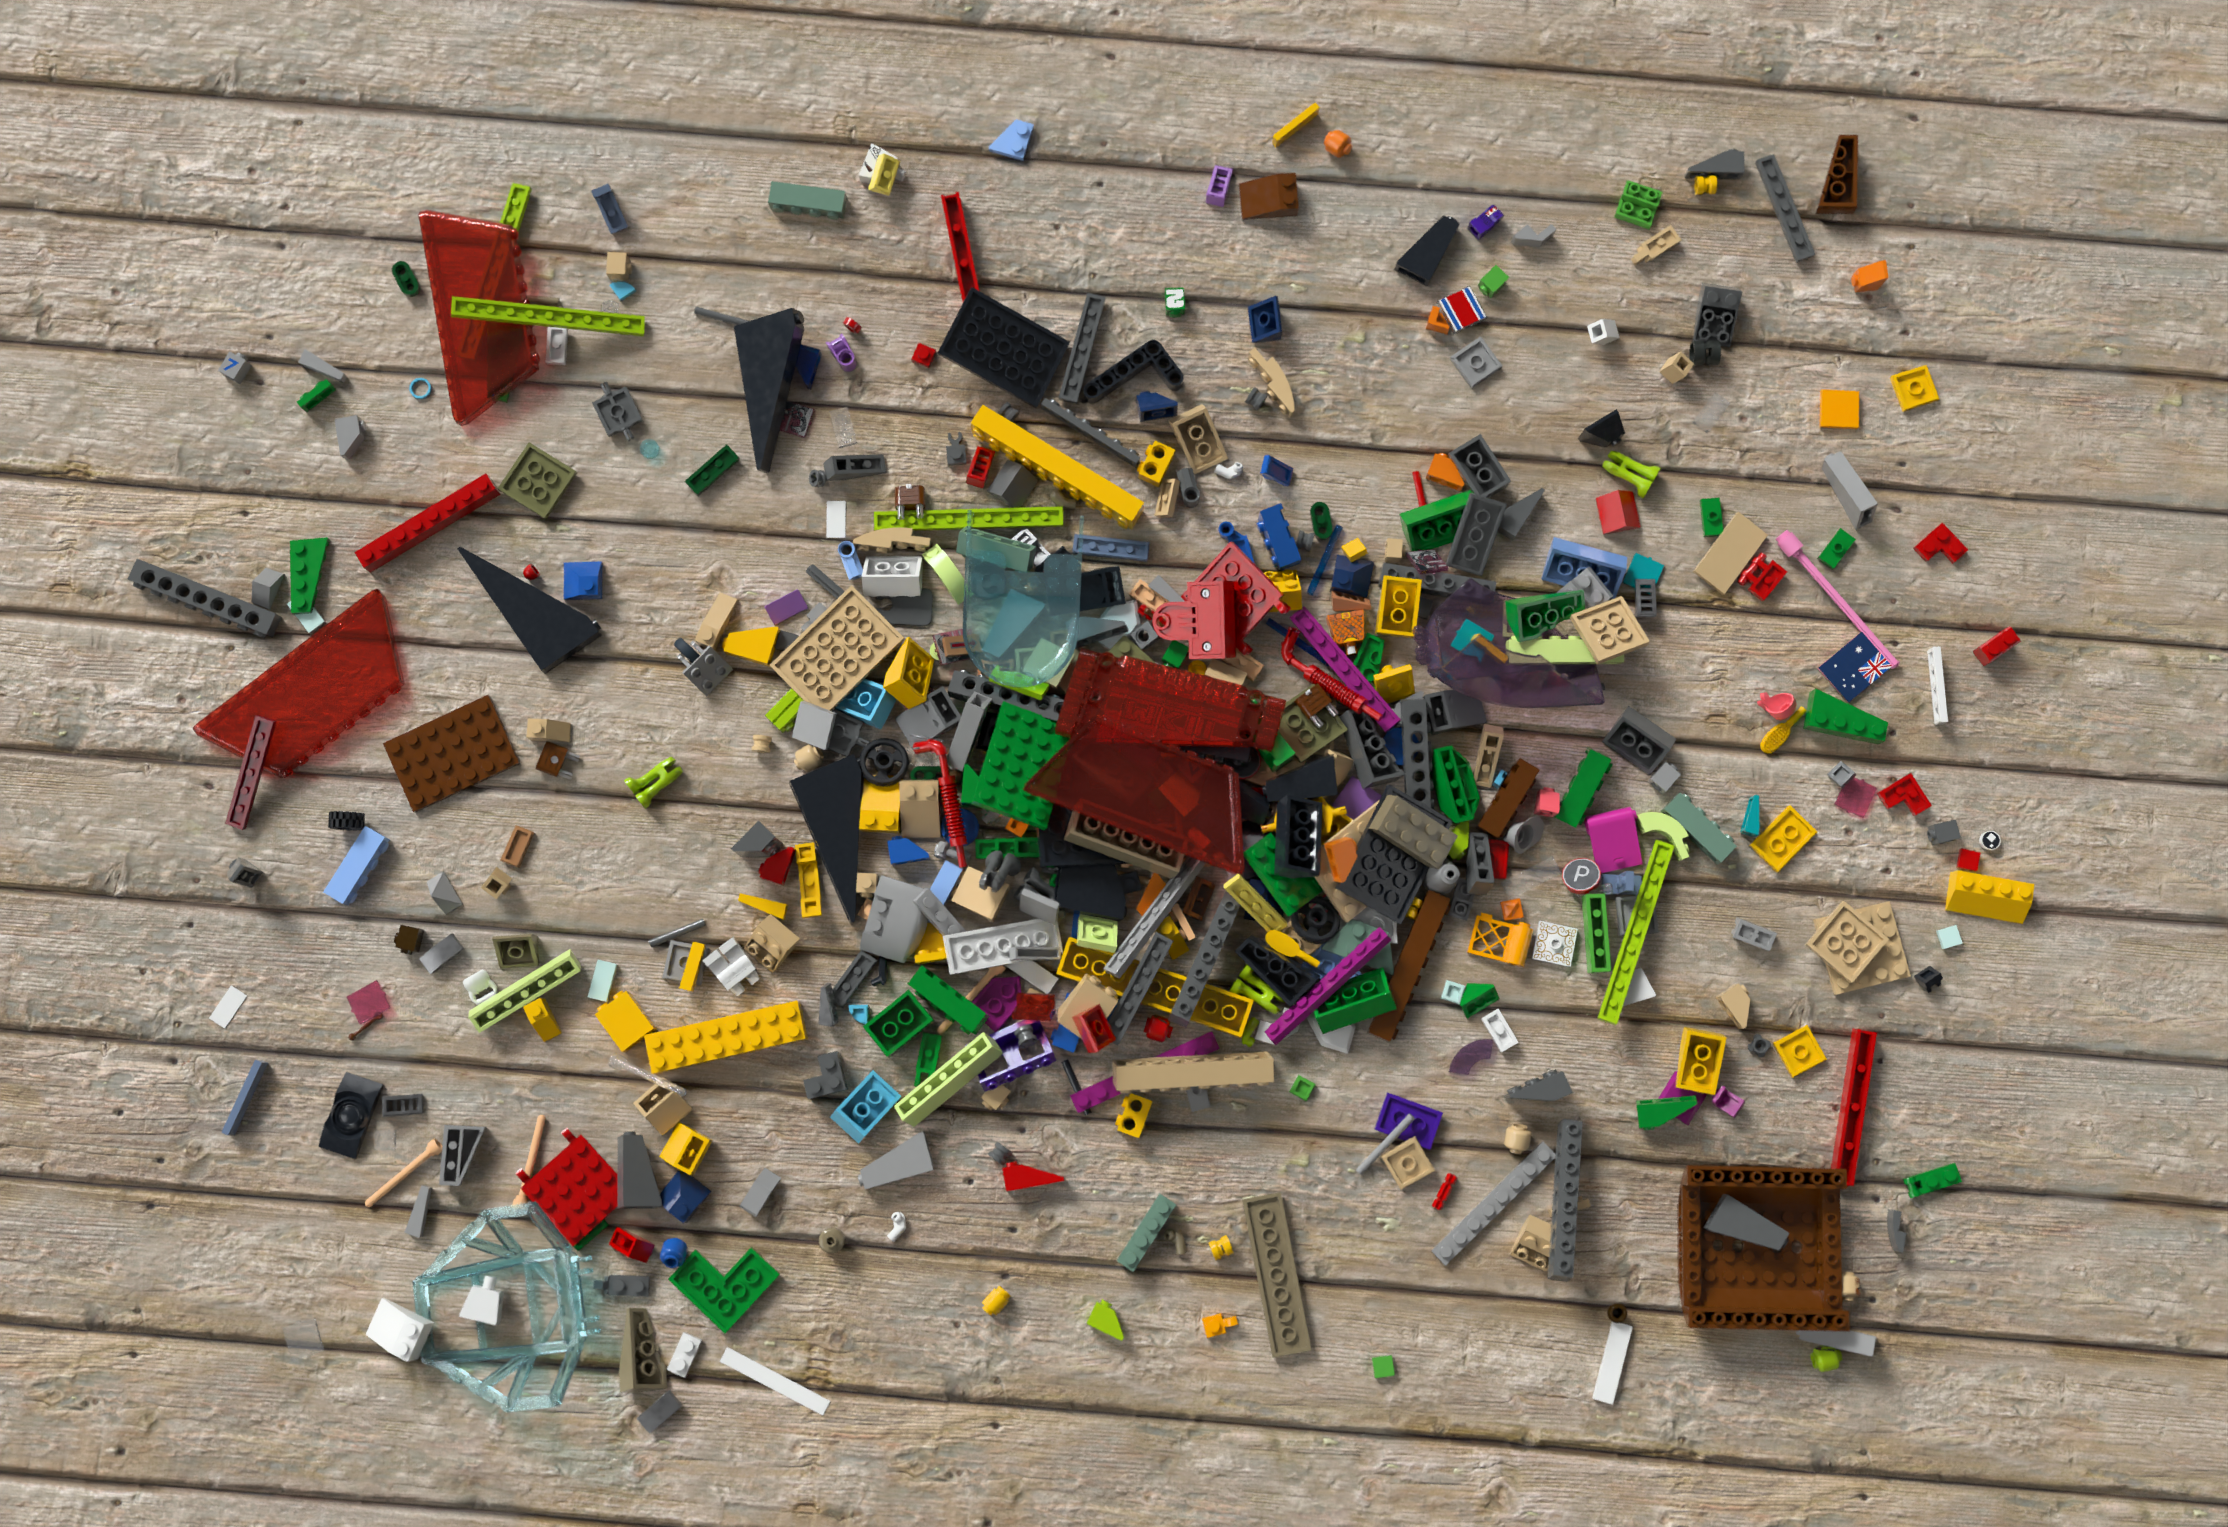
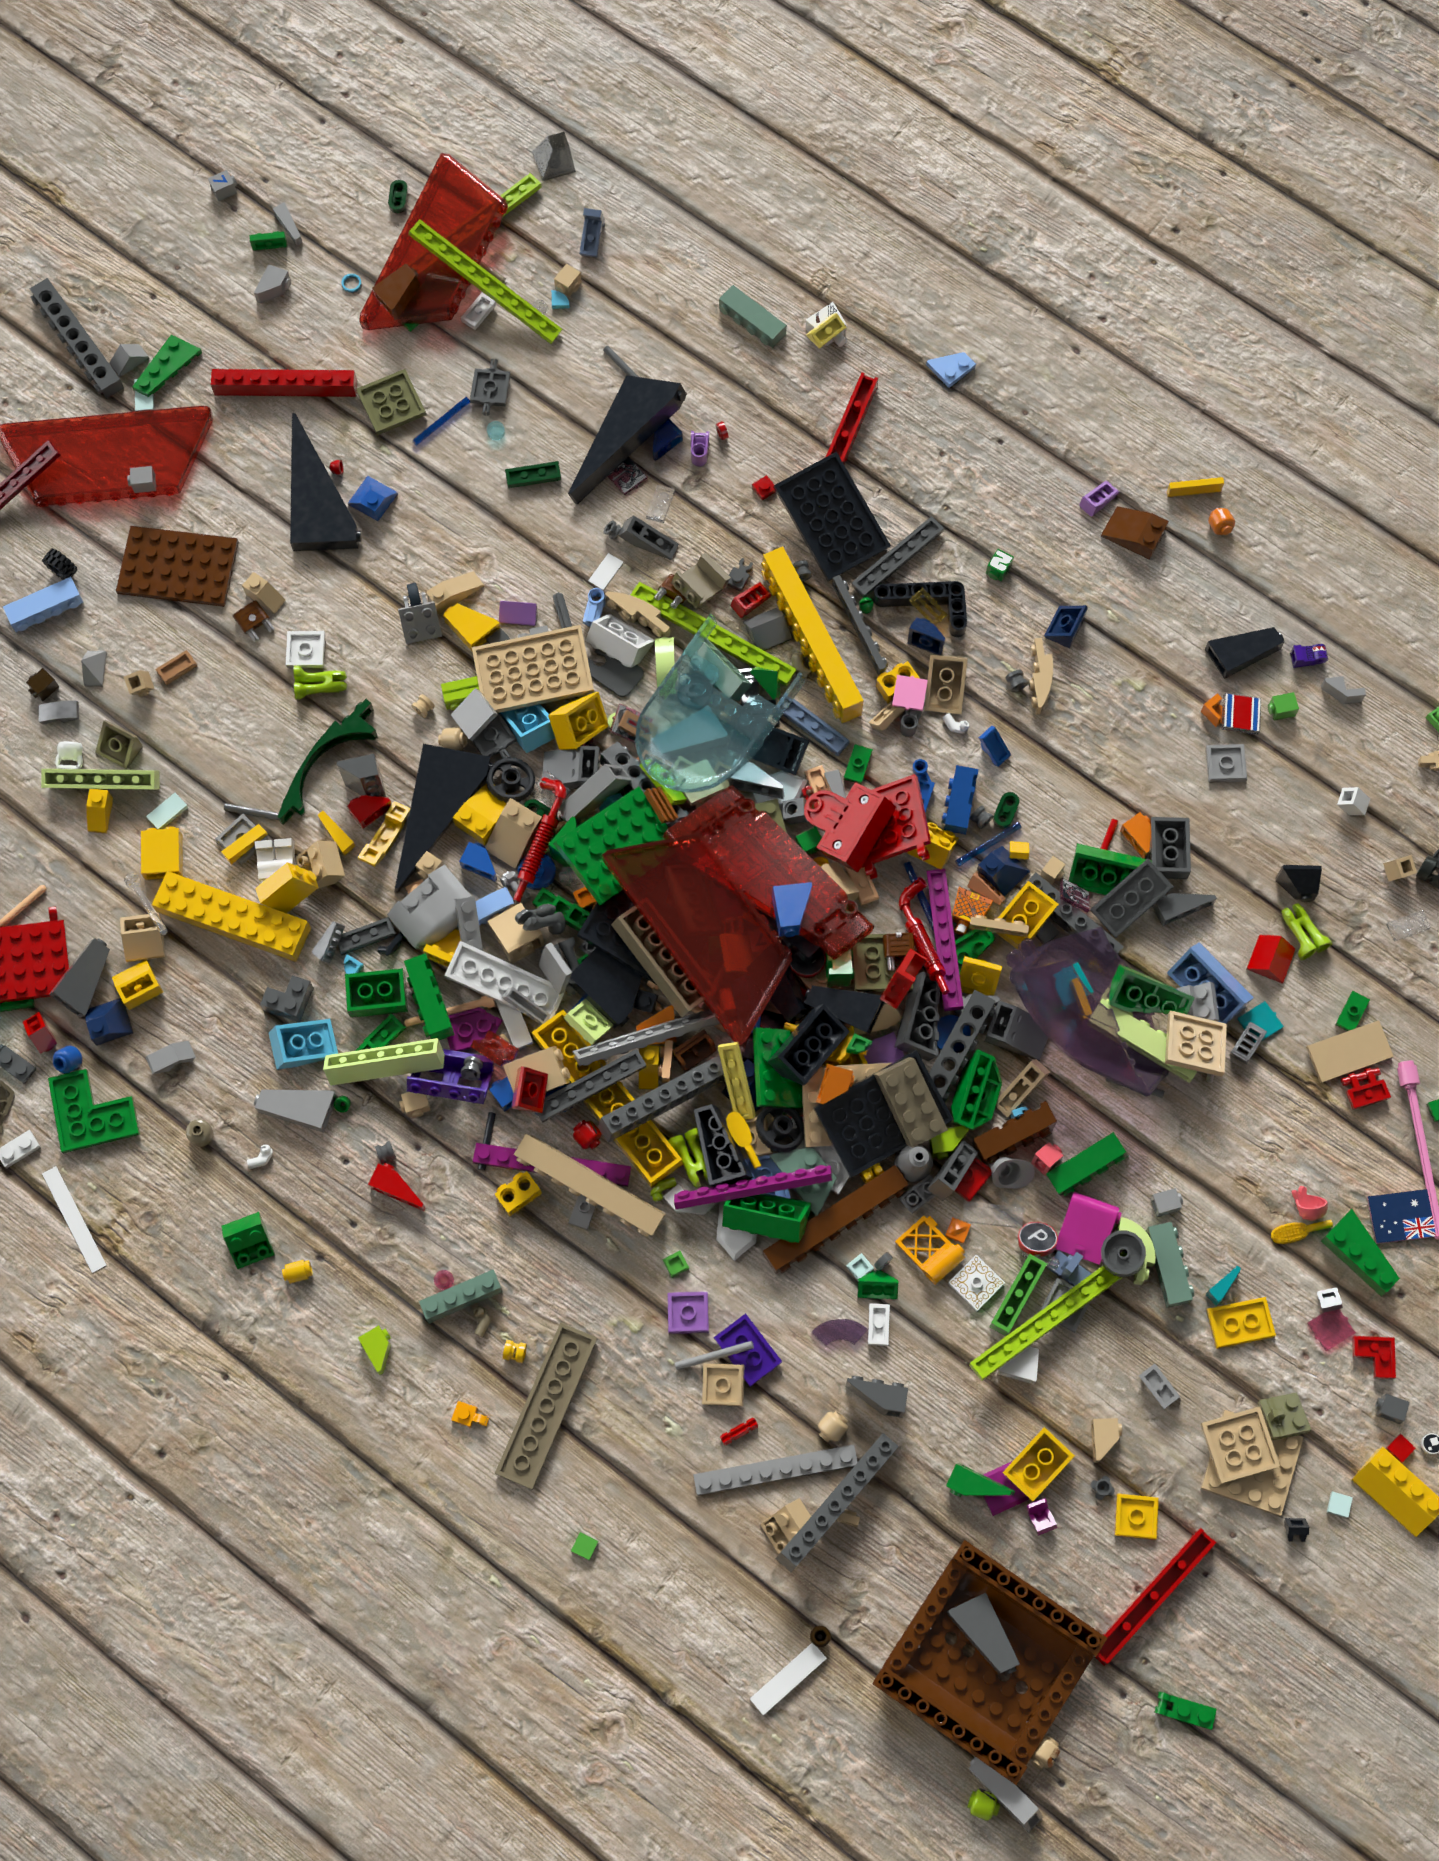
camera: 35 degrees right, 10 degrees down
(366, 696) = (142, 479): none -> light grey brick
(473, 373) = (397, 290): none -> reddish brown slope
(523, 153) = (554, 157): none -> clear smoke slope
(594, 470) = (438, 423): none -> clear blue bar
(621, 758) = (305, 649): none -> white plate
(713, 803) = (352, 728): none -> dark green slope
(760, 983) = (286, 887): none -> yellow brick
(928, 478) = (701, 581): none -> dark tan panel
(934, 1140) = (338, 1104): none -> green hinge
(936, 1302) = (247, 1240): none -> green slope
(984, 728) = (610, 800): none -> medium azure tile
(1033, 705) = (661, 805): none -> dark orange tile
(1045, 532) = (768, 680): none -> green slope
(1086, 411) = (866, 608): none -> green hinge
(1116, 1231) = (439, 1275): none -> clear pink plate
(1153, 383) = (917, 596): none -> clear yellow tile
(1169, 558) = (858, 764): none -> green plate
(1175, 468) = (909, 693): none -> bright pink piece
(1209, 731) = (790, 907): none -> slope
(1336, 809) = (858, 1044): none -> green tile
(1339, 1121) = (688, 1312): none -> medium lavender tile
(1343, 744) = (903, 978): none -> red panel
(1386, 630) = (999, 926): none -> tan plate
(1469, 975) = (883, 1261): none -> dark grey tile
(1639, 740) = (1164, 1157): dark grey slope -> none
(1673, 846) = (1119, 1265): none -> dark grey wheel
(1865, 894) = (1284, 1416): none -> olive hinge
(1896, 1237) = (1119, 1737): dark grey slope -> none

